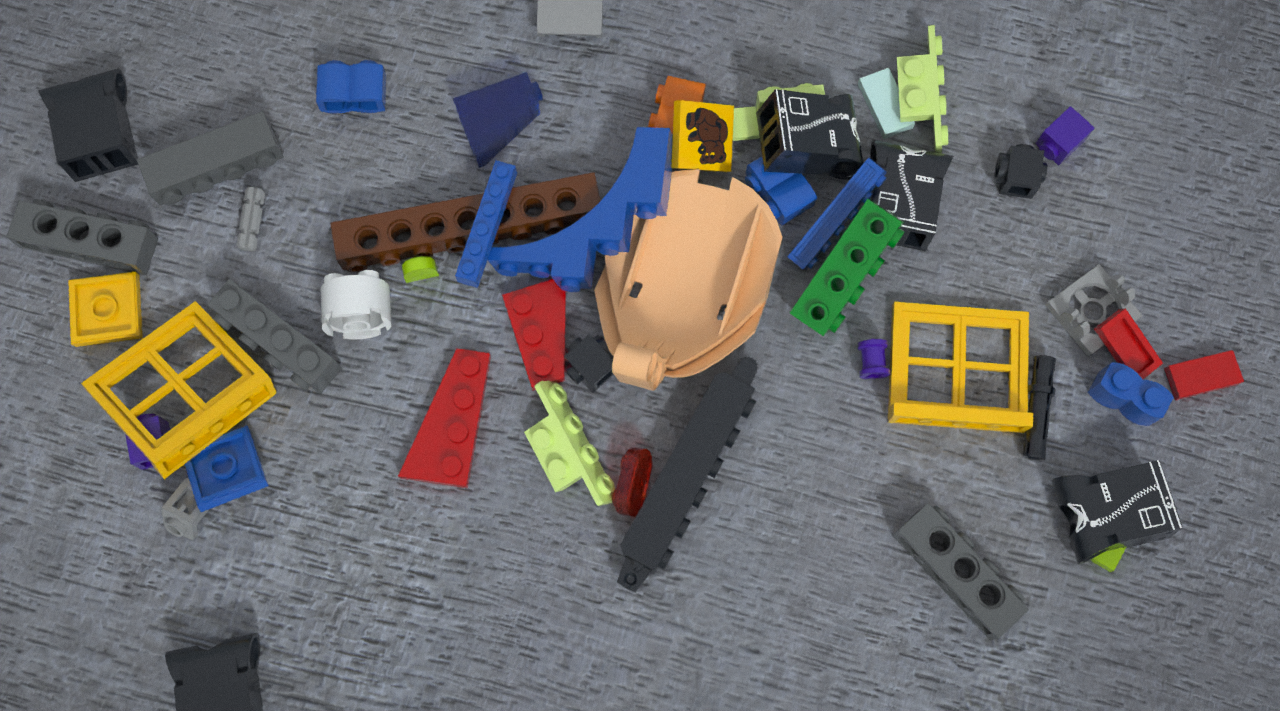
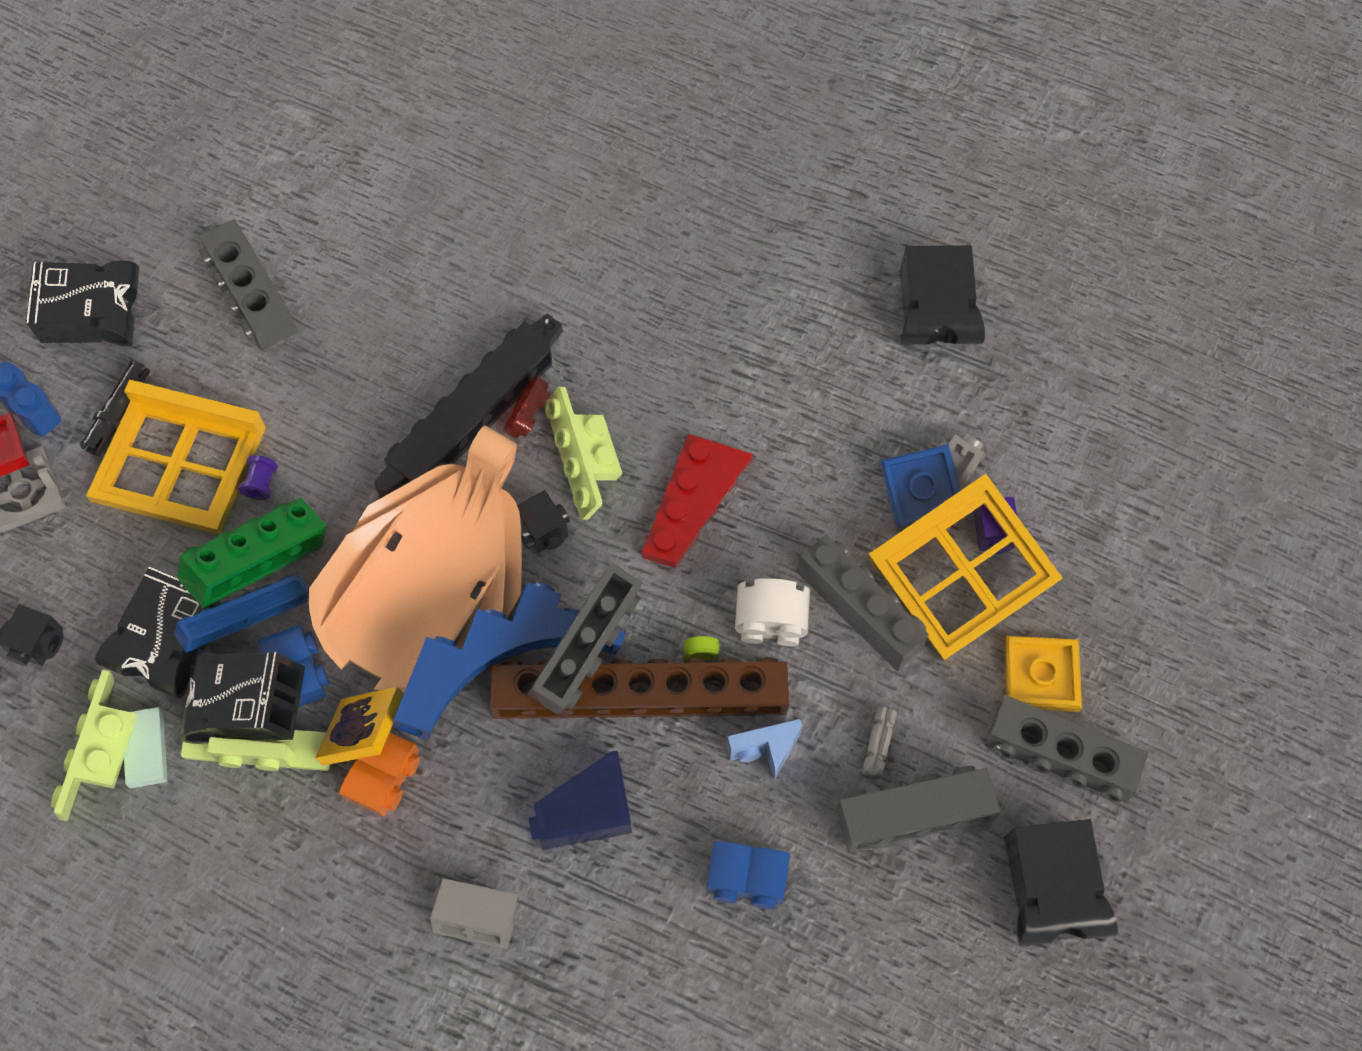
camera: 170 degrees left, 10 degrees down
(341, 199) = (774, 740): none -> light blue slope
(486, 224) = (617, 664): blue piece -> none
(516, 227) = (586, 636): none -> dark grey brick
(539, 328) = (583, 559): red wing -> none

